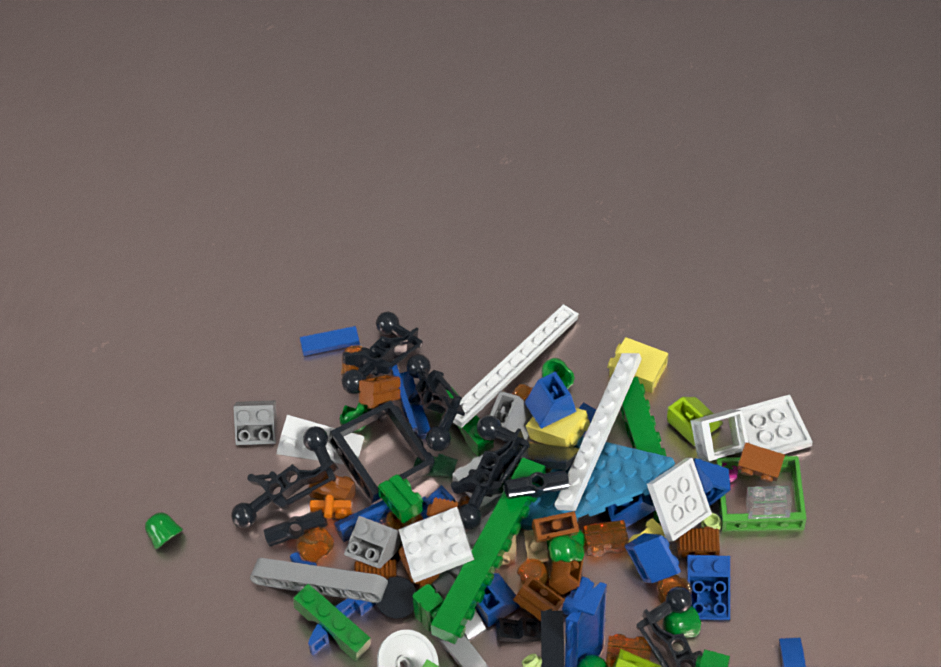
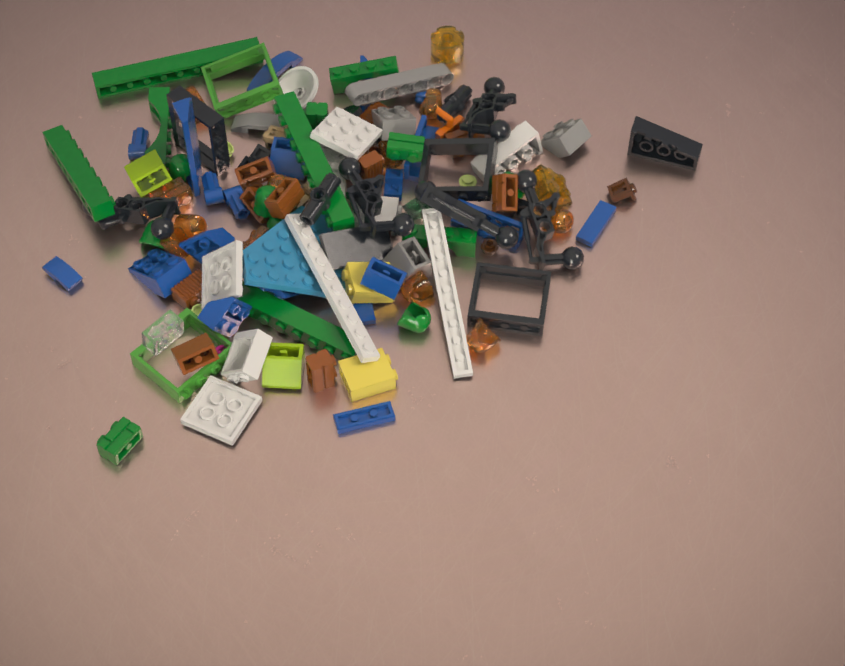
camera: 130 degrees right, 0 degrees up
(161, 528) = (529, 48): green hair -> none
(200, 348) = (663, 145): none -> black wedge
(223, 592) = (447, 45): none -> clear yellow brick
(278, 343) = (622, 190): none -> reddish brown bracket
(325, 392) = (549, 183): none -> clear yellow slope
(375, 454) = (467, 180): none -> yellowish green plate
(457, 307) = (508, 322): none -> black window
(479, 631) = (273, 131): none -> tan bracket
(526, 321) = (480, 338): none -> clear orange hair
(638, 601) = (191, 224): none -> clear orange hair
(672, 343) = (364, 417): none -> blue tile
(672, 383) = (321, 370): none -> dark orange brick
(873, 464) = (119, 440): none -> green brick

